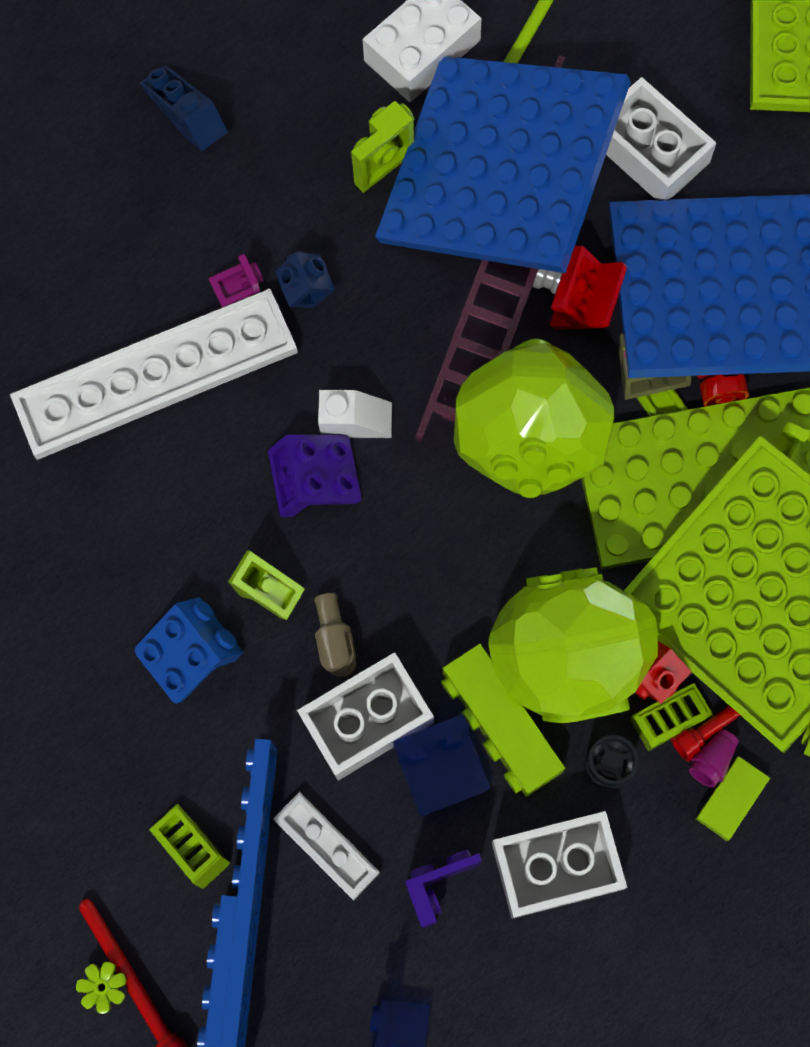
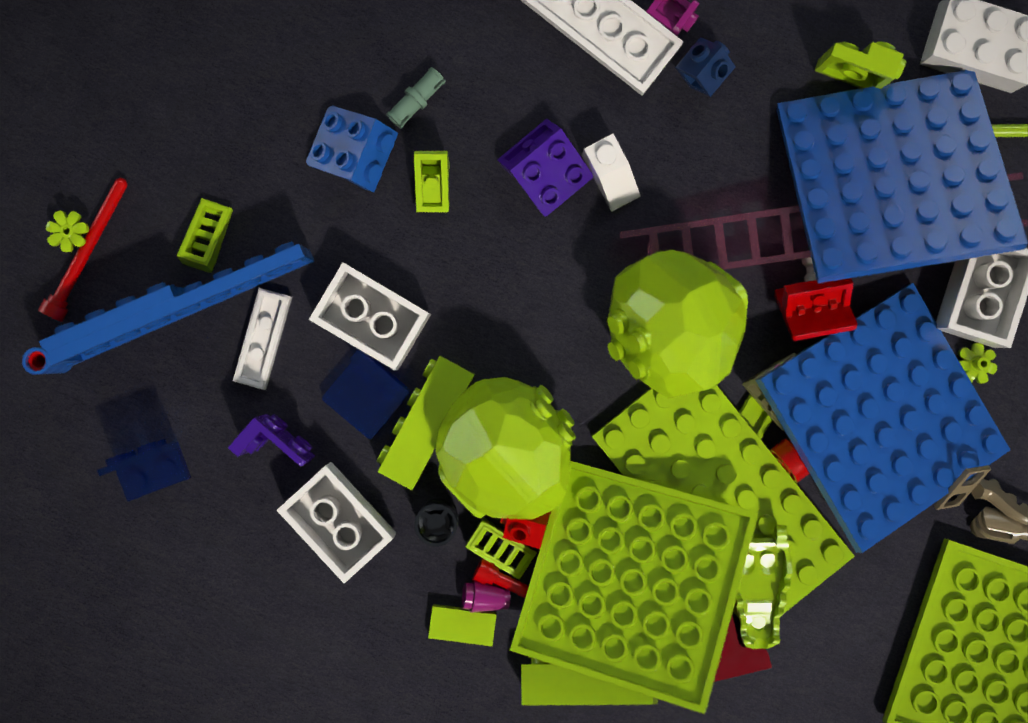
camera: 55 degrees right, 15 degrees up
(176, 561) = (416, 97): none -> sand green pin
(334, 638) = (421, 257): dark tan arm -> none
(715, 183) = (977, 362): none -> lime plant

